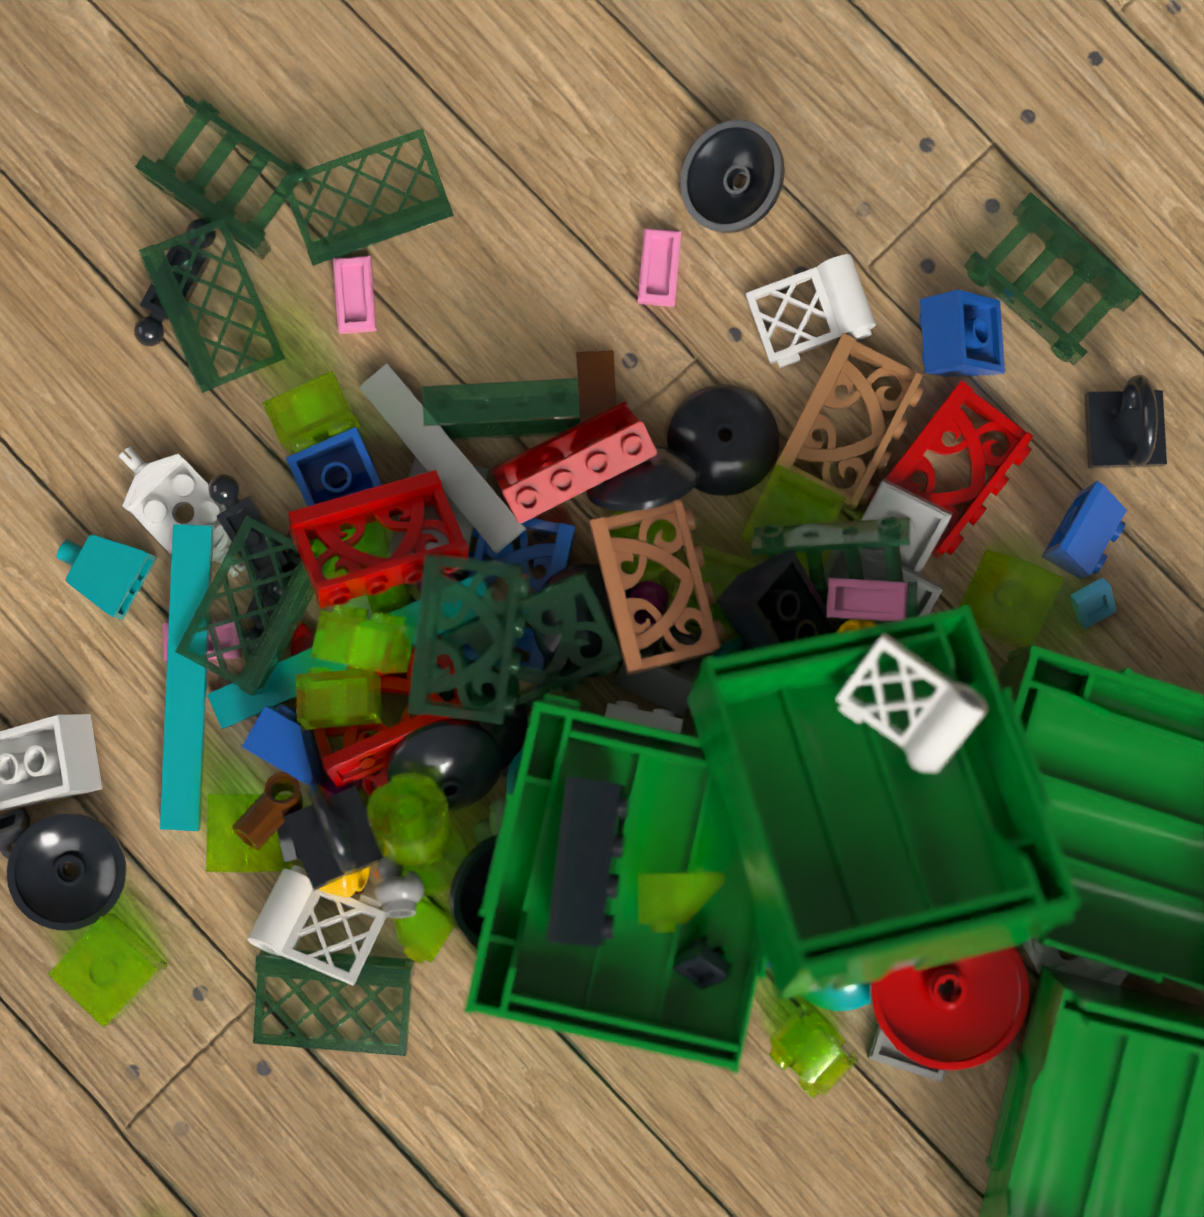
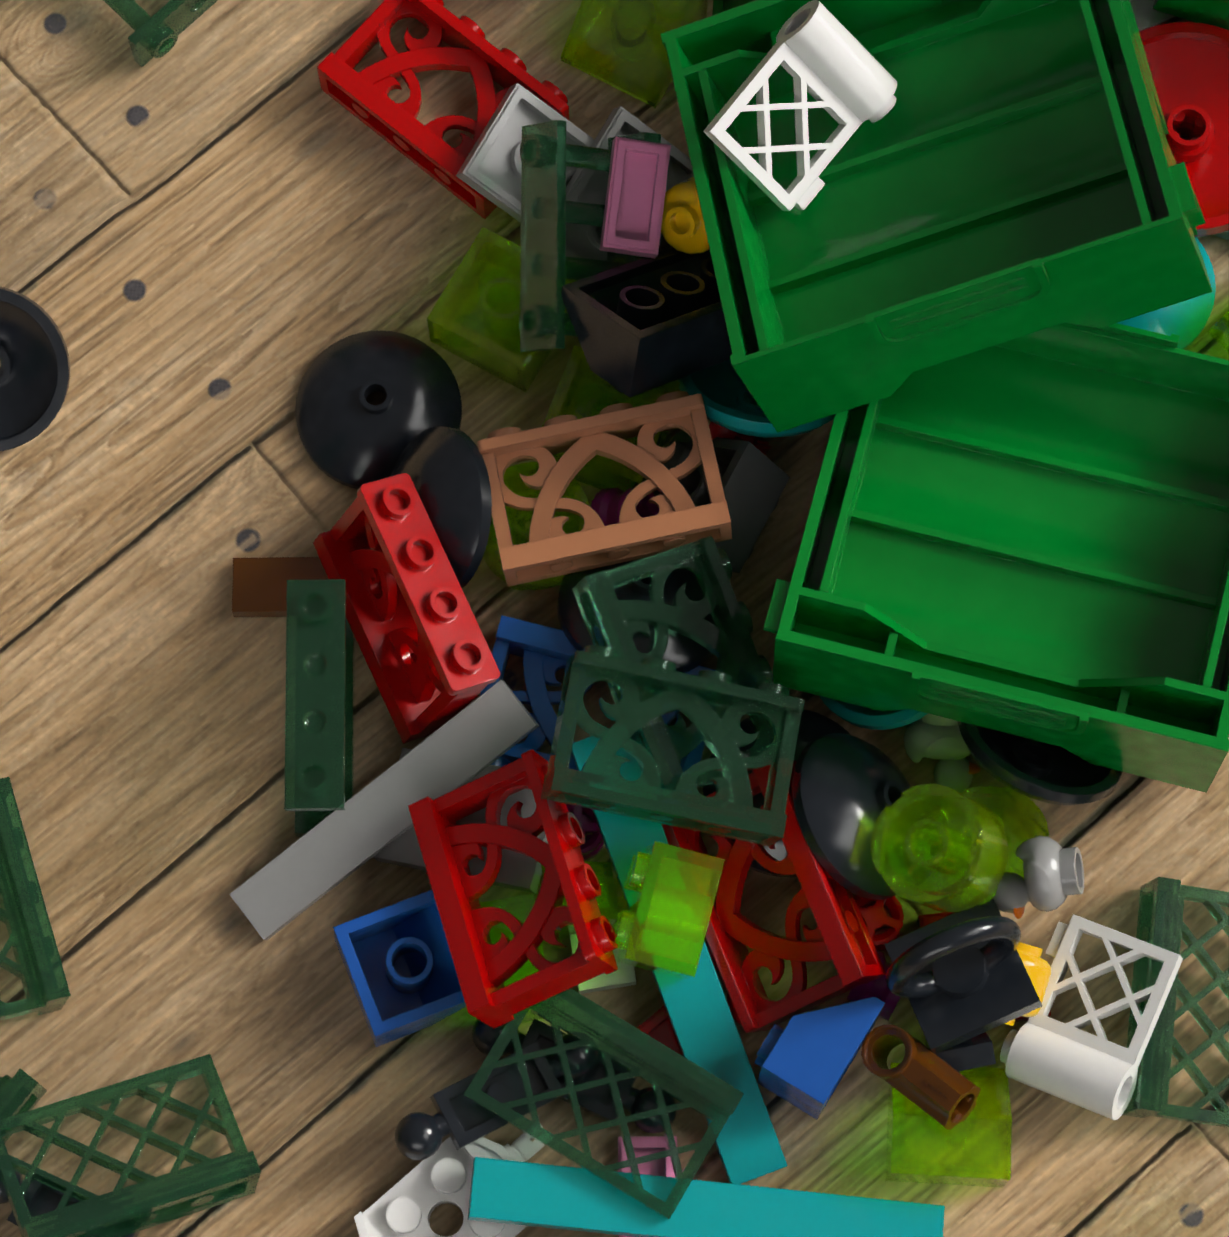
camera: 90 degrees left, 10 degrees down
(311, 413) = (306, 1001): clear neon green brick -> none
(338, 697) = (750, 962): clear neon green brick -> none
(355, 294) = (116, 944): bright pink tile -> none
(424, 932) = (1109, 864): clear neon green slope -> none
(587, 862) = (1011, 583): black slope -> none
(659, 267) = (109, 489): bright pink tile -> none
(659, 719) = (793, 515): white plate -> none
(674, 897) = (1061, 467): clear neon green slope -> none
(702, 965) = (1155, 437): black tile -> none
(842, 305) = (183, 231): white piece -> none
(842, 372) = (288, 238): medium nougat fence -> none
(962, 335) = (247, 70): blue slope -> none

